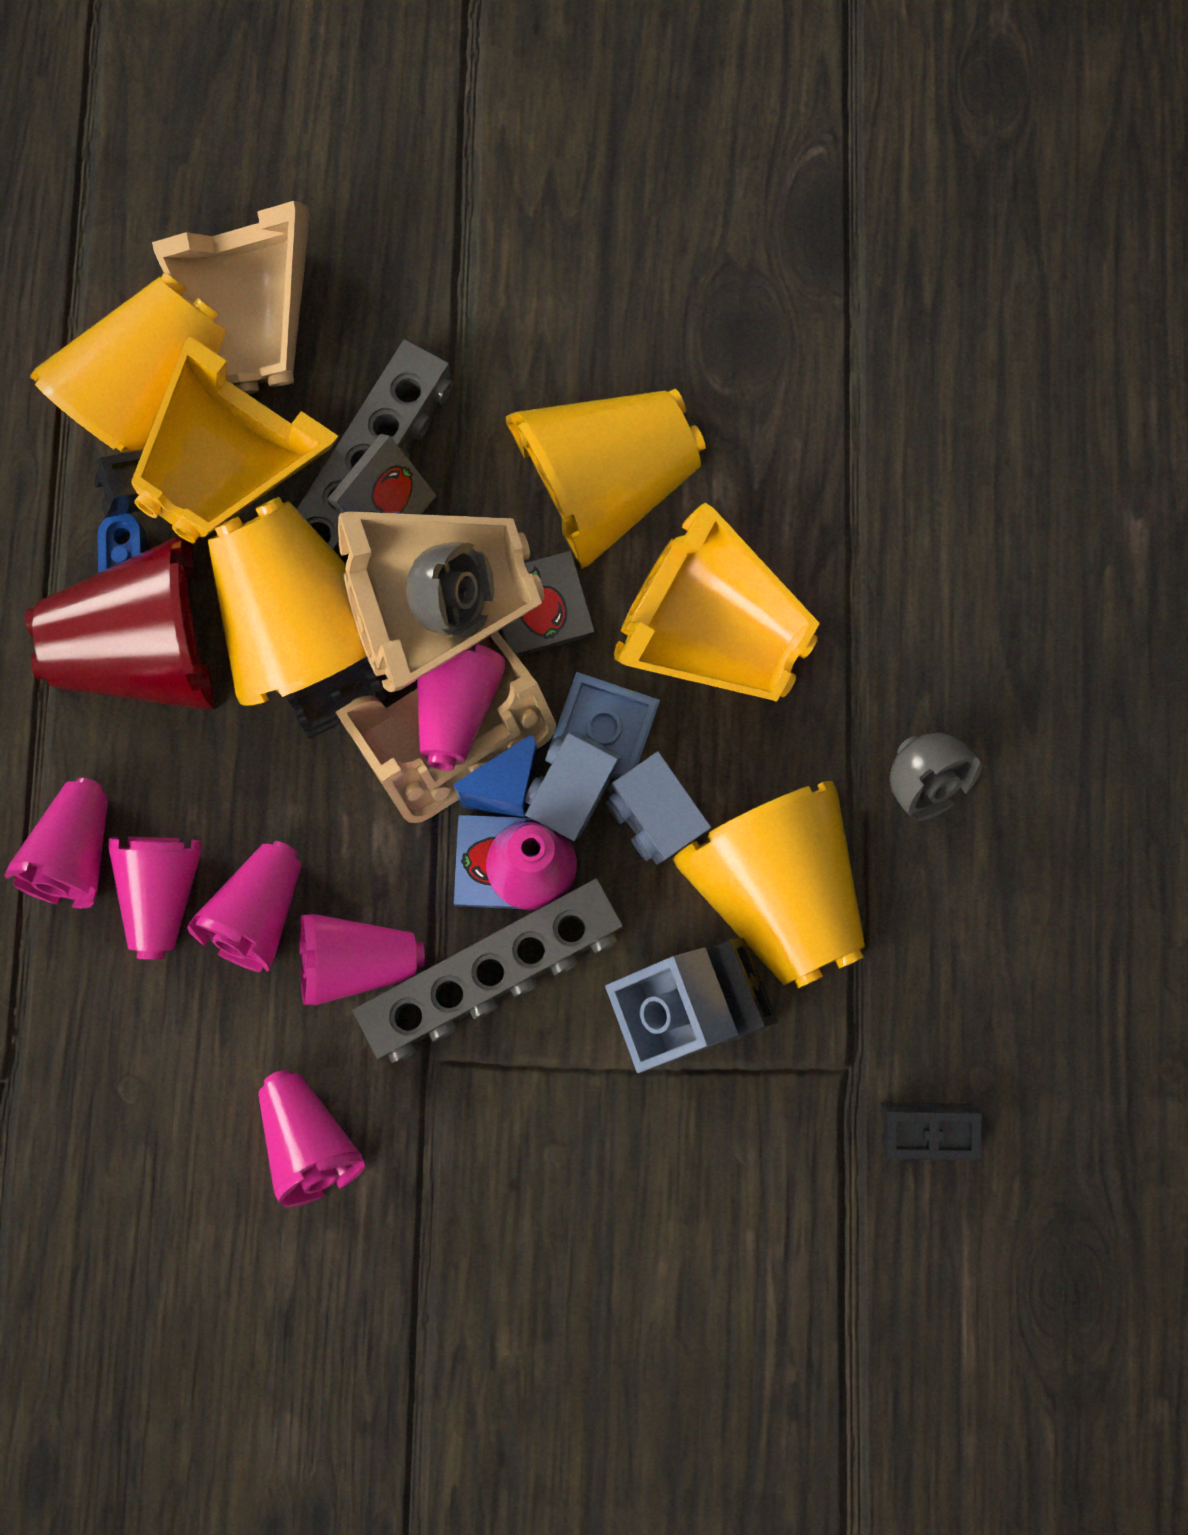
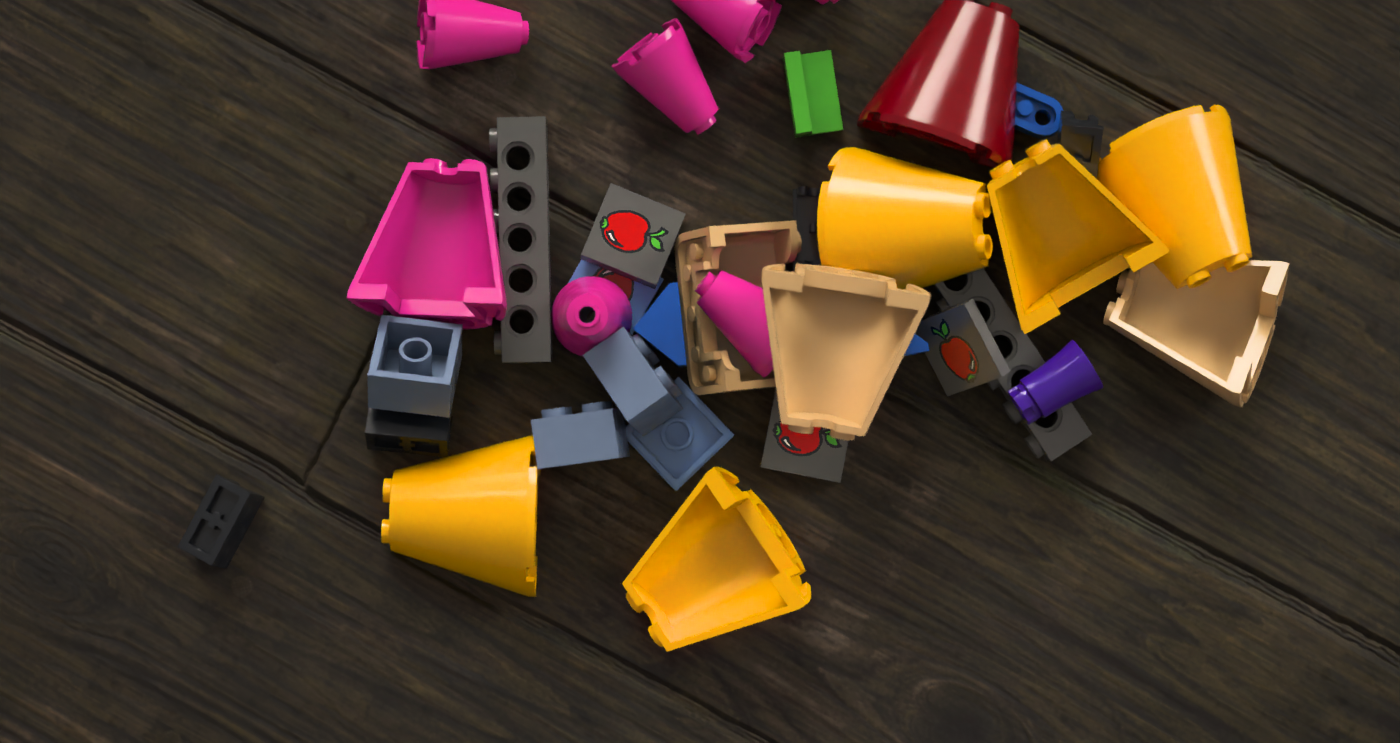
camera: 115 degrees right, 10 degrees up
(203, 766) = (812, 93): none -> bright green panel
(353, 958) = (588, 137): dark pink cone -> none
(371, 386) = (1055, 384): none -> dark purple plant
(430, 865) = (632, 236): none -> dark grey tile
(450, 589) = (828, 354): dark grey cylinder -> none
(541, 1050) = (435, 249): none -> dark pink cone
(608, 461) = (903, 554): yellow cone -> none
(930, 772) = (500, 676): dark grey cylinder -> none

